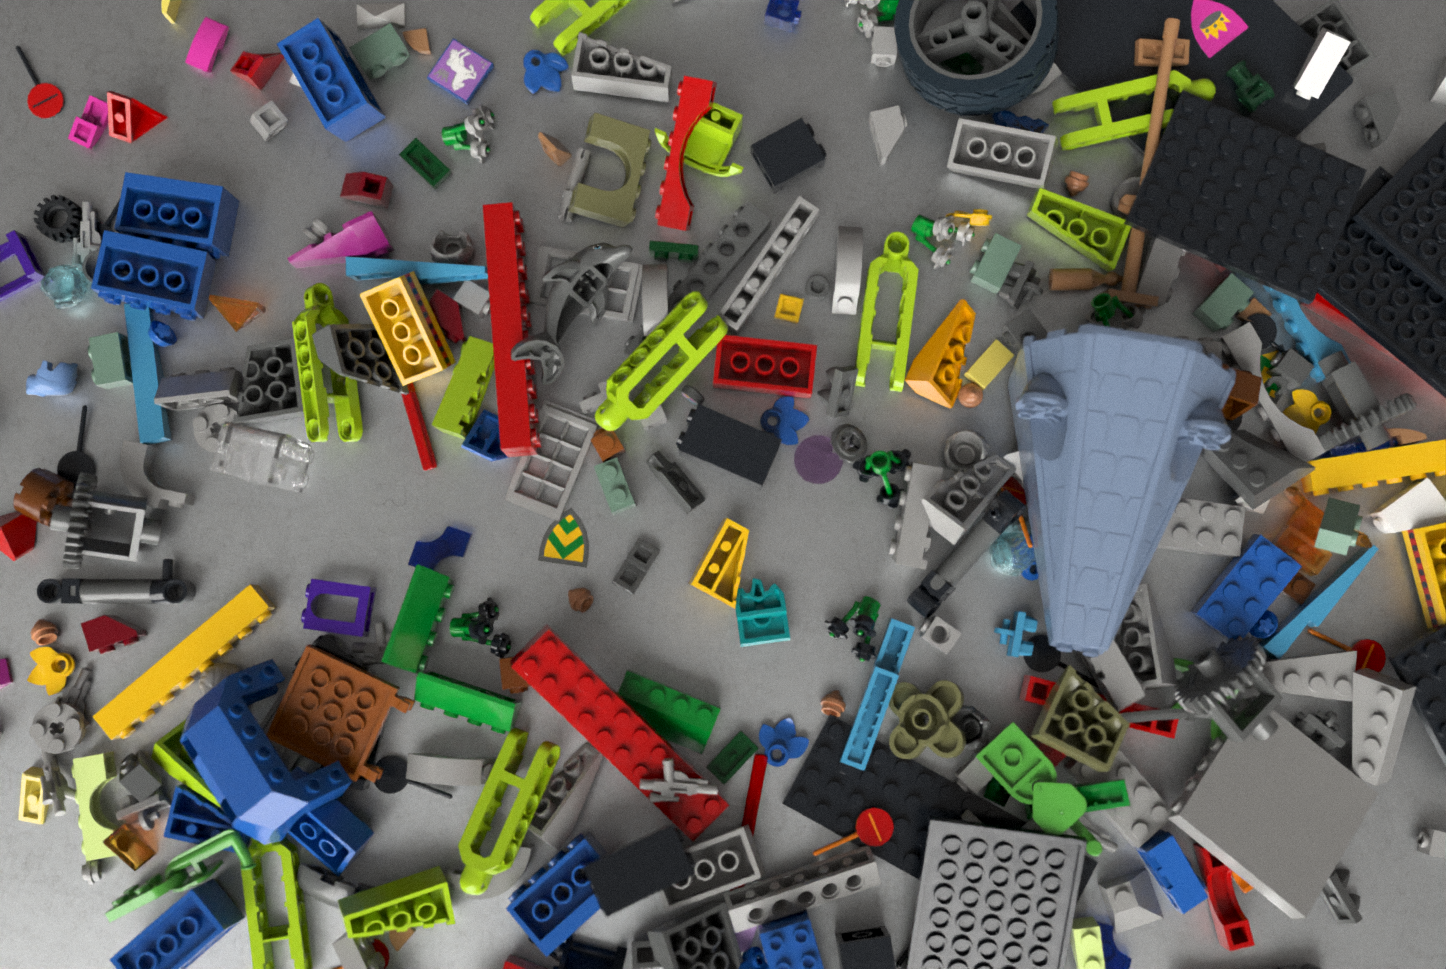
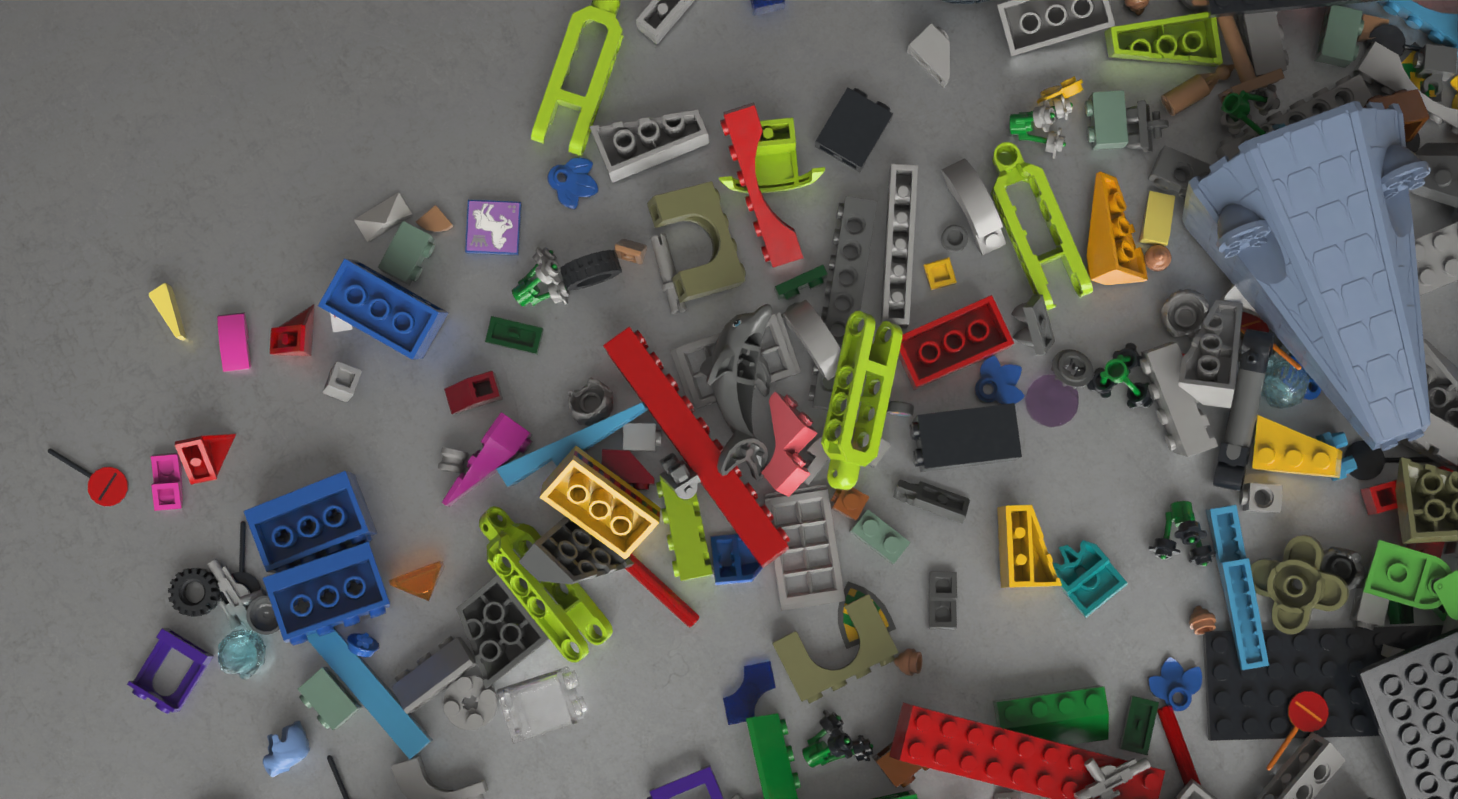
camera: 30 degrees left, 0 degrees up
(480, 344) = (679, 477): none -> dark grey hips
(493, 565) = (874, 648): none -> olive arch
(512, 144) = (590, 270): none -> black tyre
(592, 364) = (792, 434): none -> coral arch
(984, 610) = (1292, 452): none -> yellow wedge

